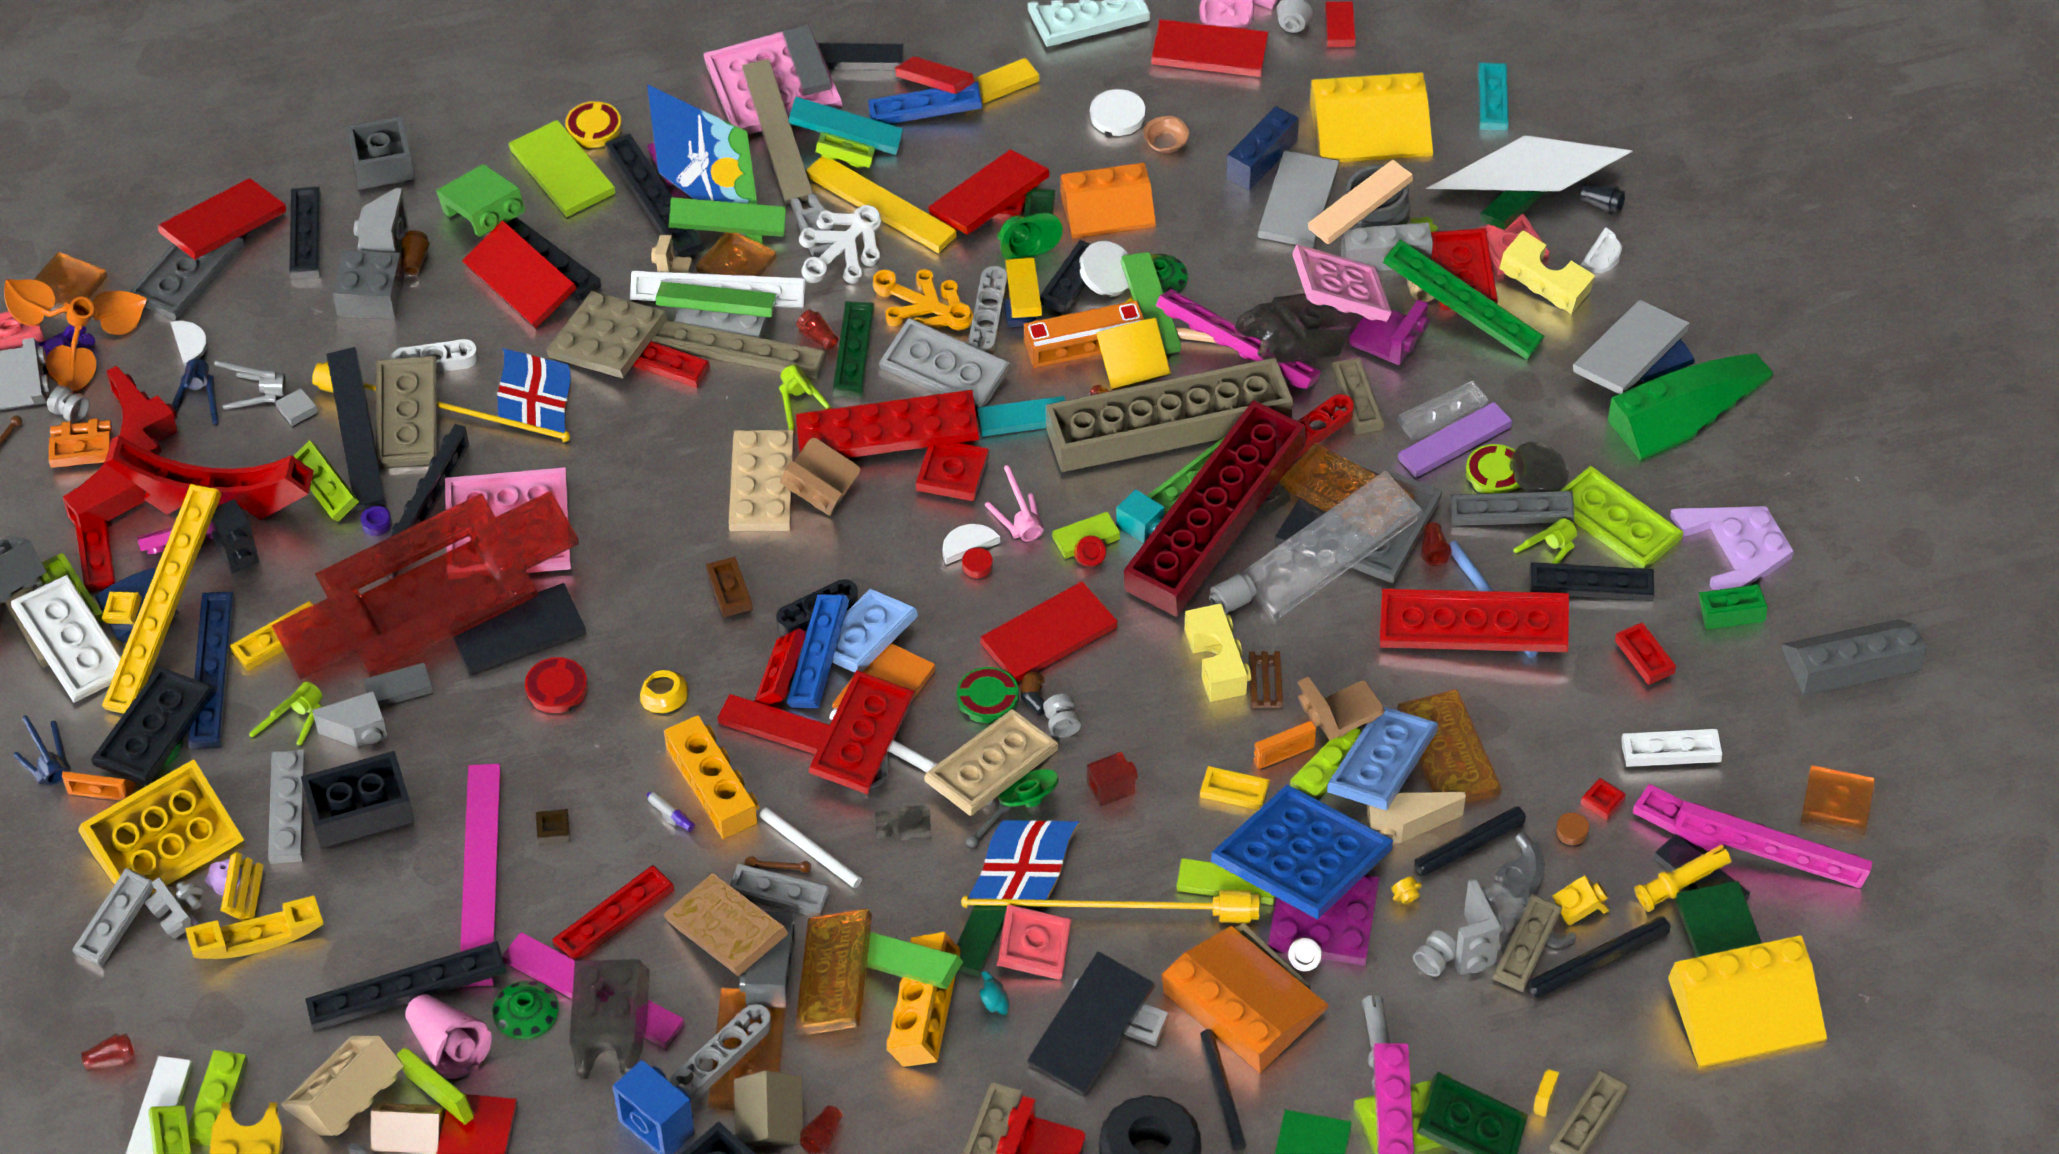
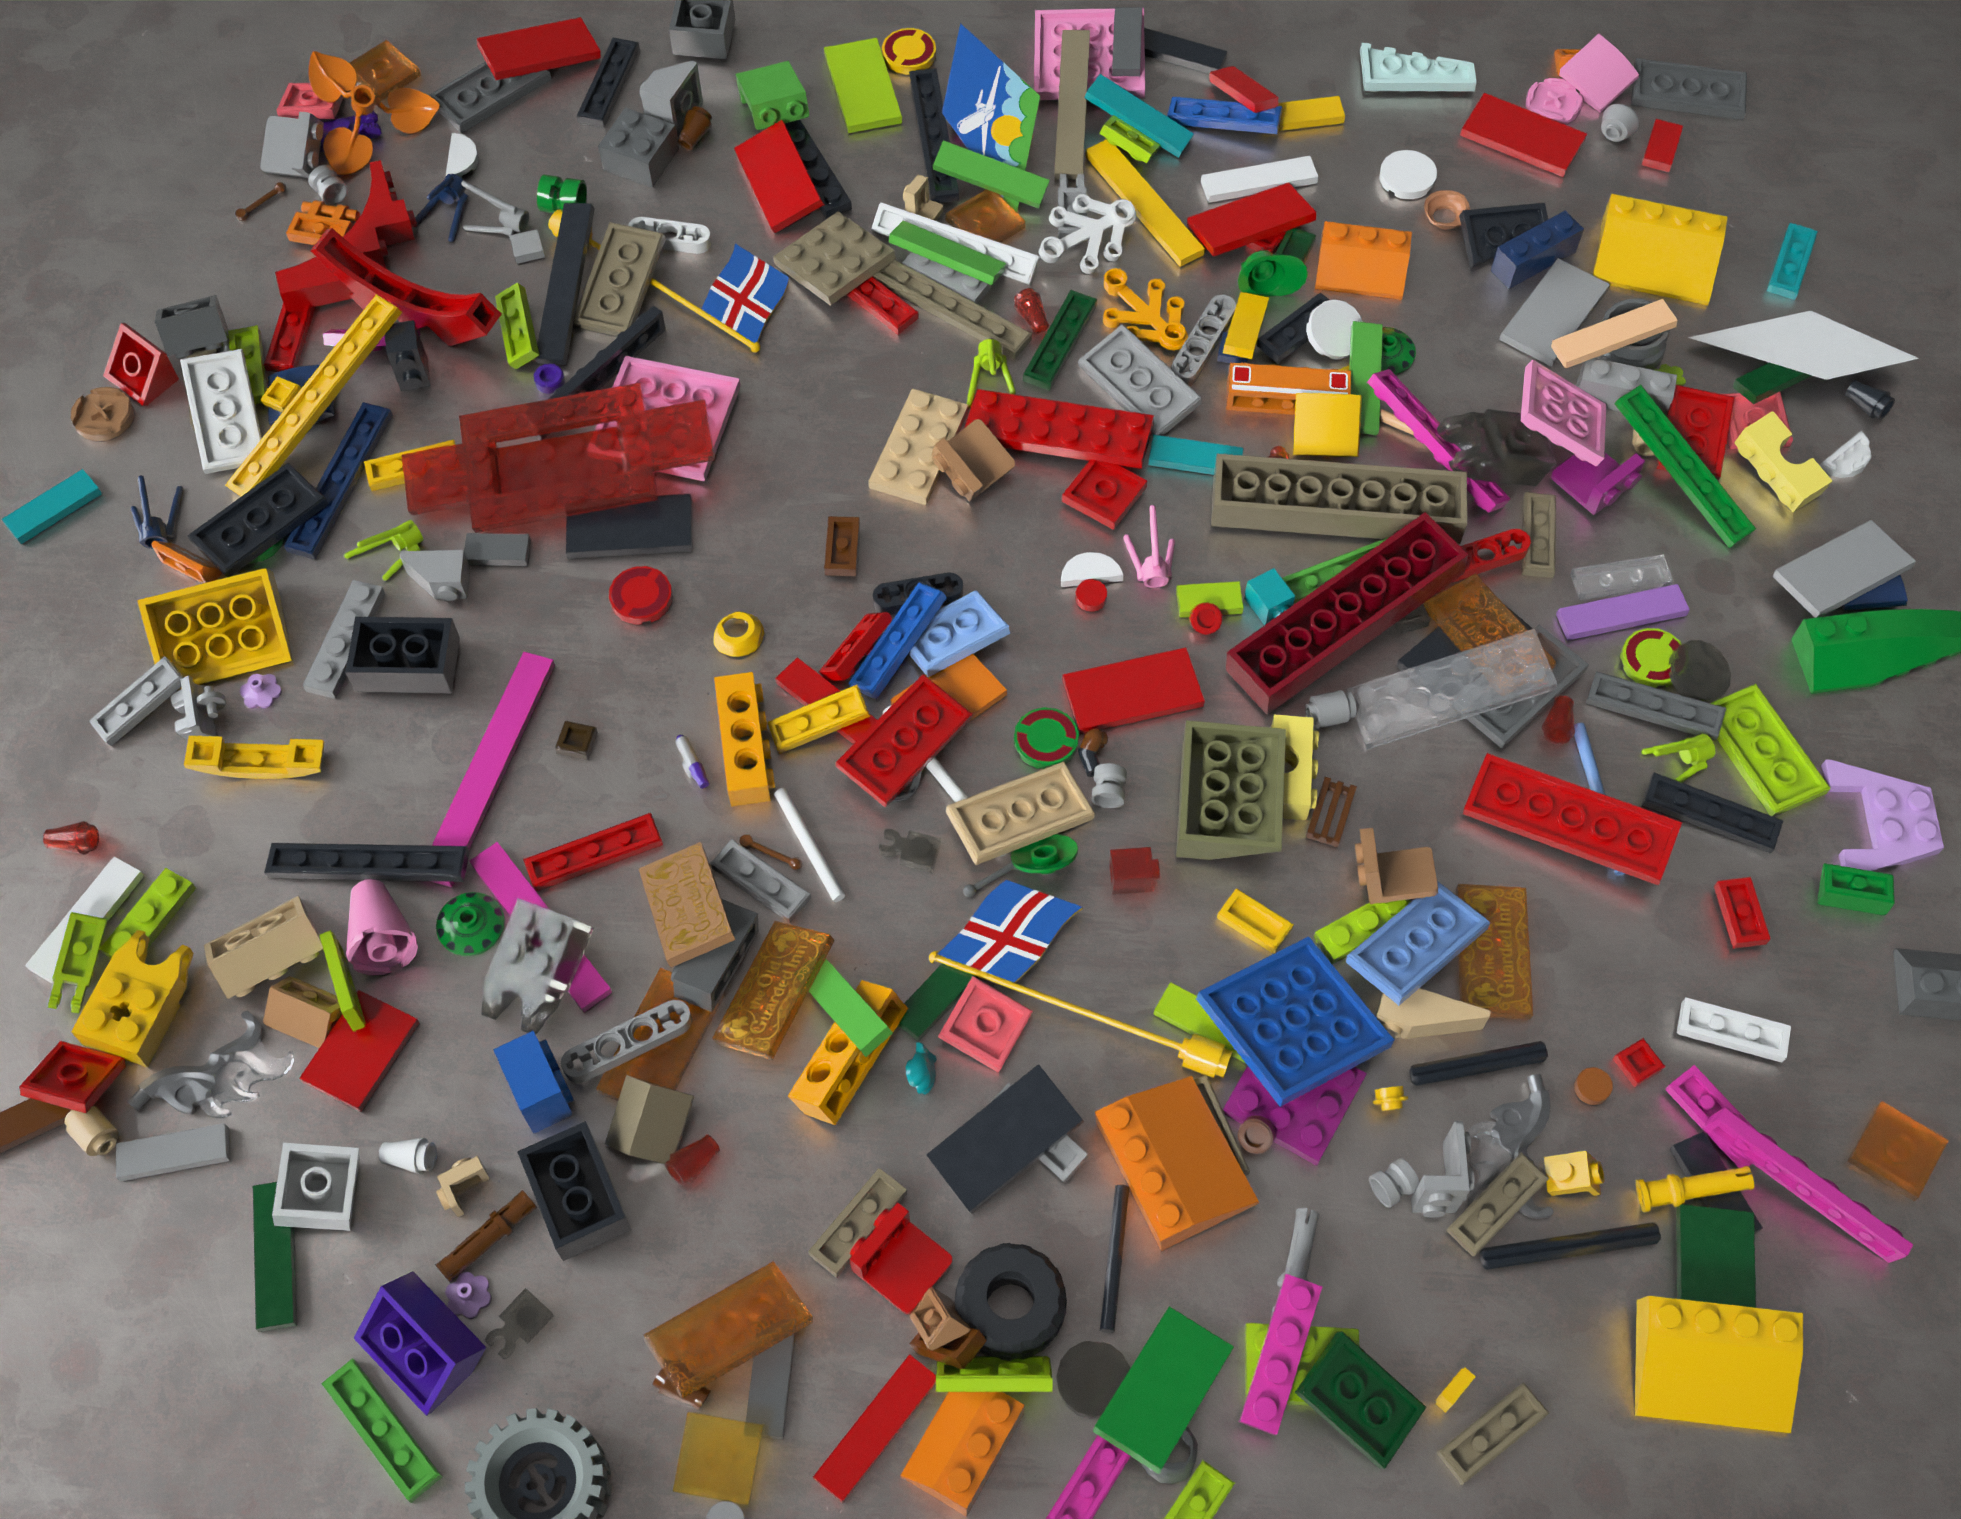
camera: 20 degrees right, 10 degrees up
(246, 891) = (279, 687): yellow tile -> none
(321, 341) = (554, 192): none -> green wheel
(774, 739) = (818, 719): none -> yellow tile
(980, 153) = (1258, 178): none -> white tile
(1171, 685) = (1230, 790): none -> olive slope
(1215, 139) = (1494, 226): none -> black wing
(1284, 745) = (1323, 892): orange tile -> none

